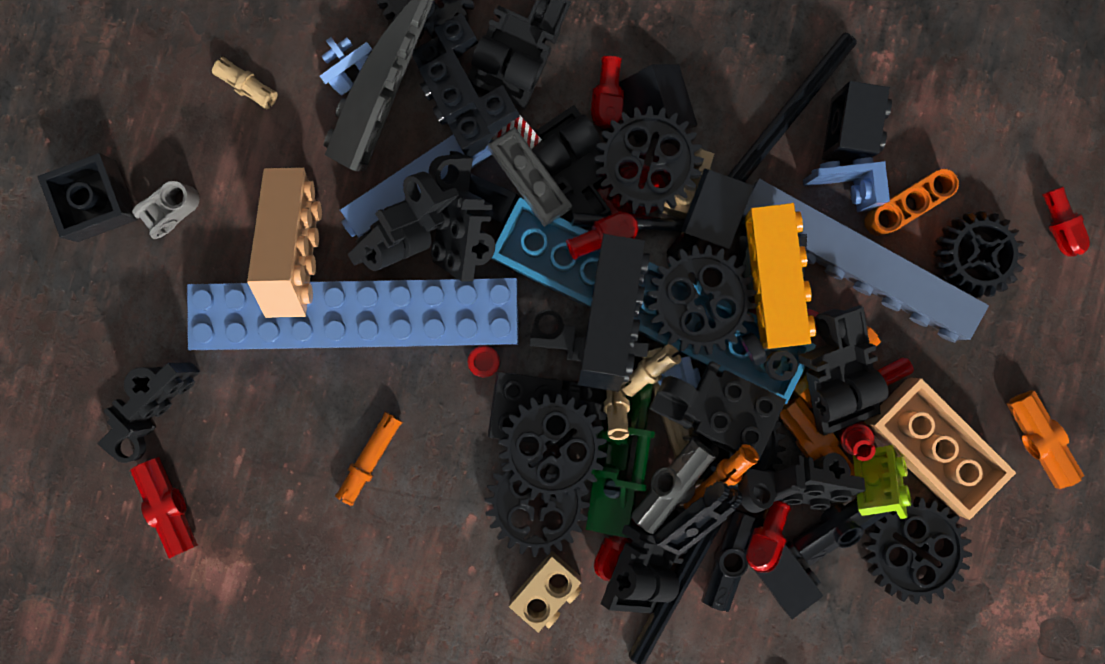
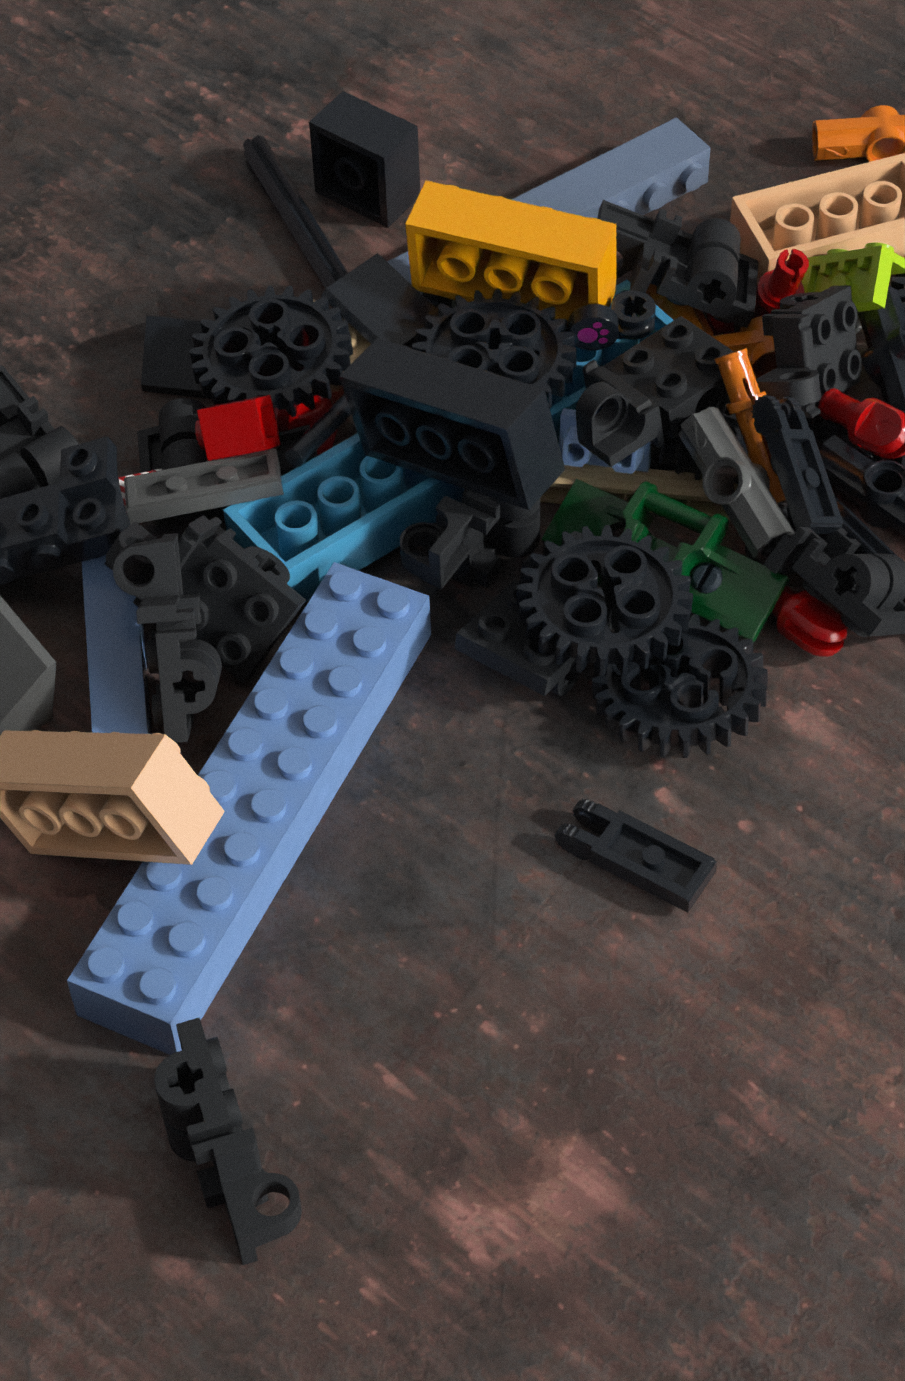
camera: 65 degrees left, 35 degrees down
(163, 507) = (405, 1208): red piece -> none
(368, 459) = (505, 894): orange pin -> none
(418, 529) = (638, 854): none -> black hinge
(483, 361) = (430, 680): red tile -> none
(539, 587) = (814, 714): tan brick -> none
(574, 176) = (237, 428): none -> red brick
(608, 96) = (144, 390): red arm -> none
(616, 408) = (590, 512): tan pin -> none
(617, 224) = (335, 428): red arm -> none
(651, 369) = (567, 484): tan pin -> none
(869, 180) = (443, 158): medium blue bracket -> none
(924, 196) = (500, 146): orange beam -> none
(995, 273) = (603, 111): black gear -> none
(1066, 226) = (609, 32): red arm -> none

